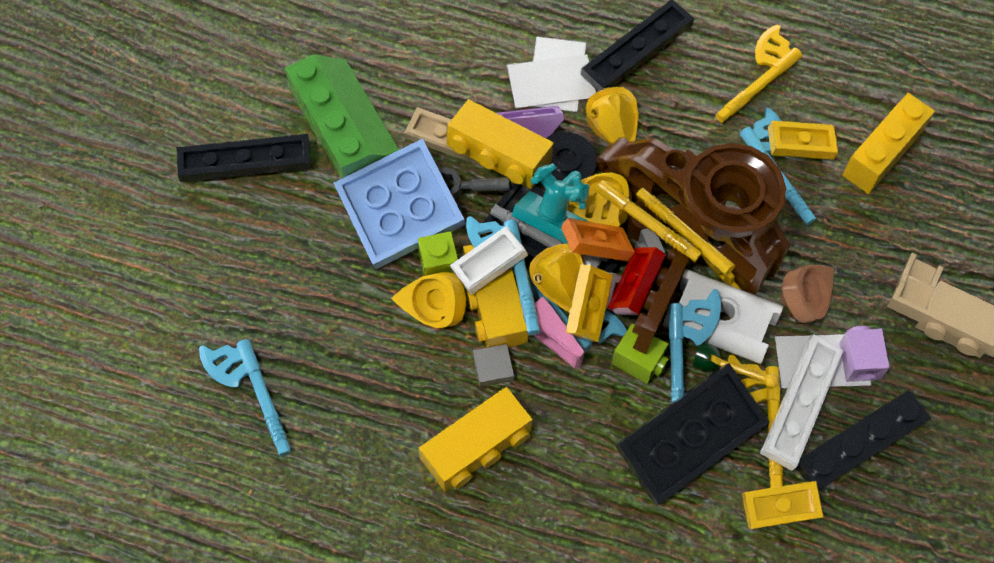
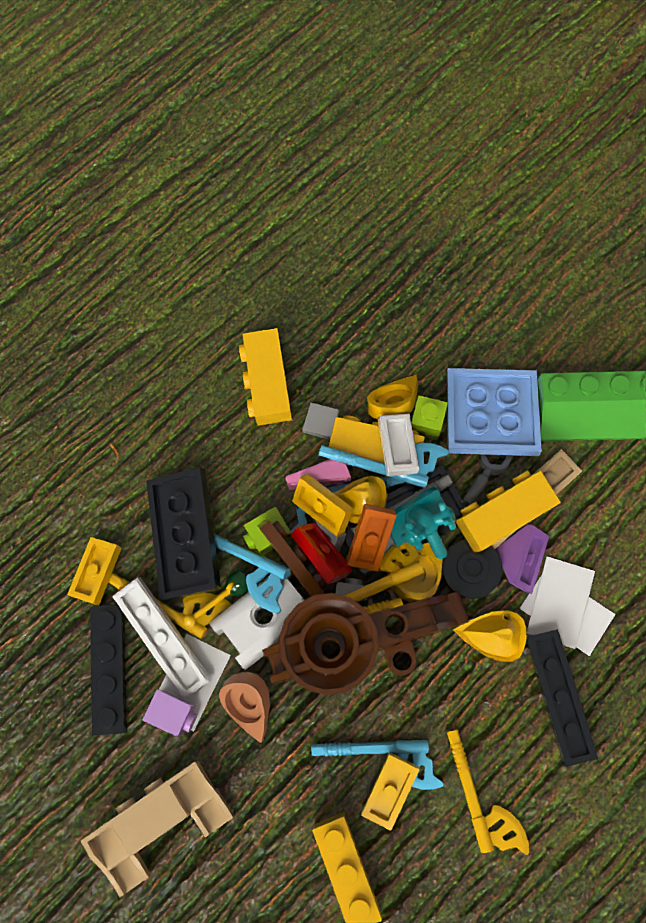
camera: 125 degrees right, 10 degrees up
(243, 157) = (593, 316): black plate -> none
(250, 367) = (423, 253): medium azure piece -> none

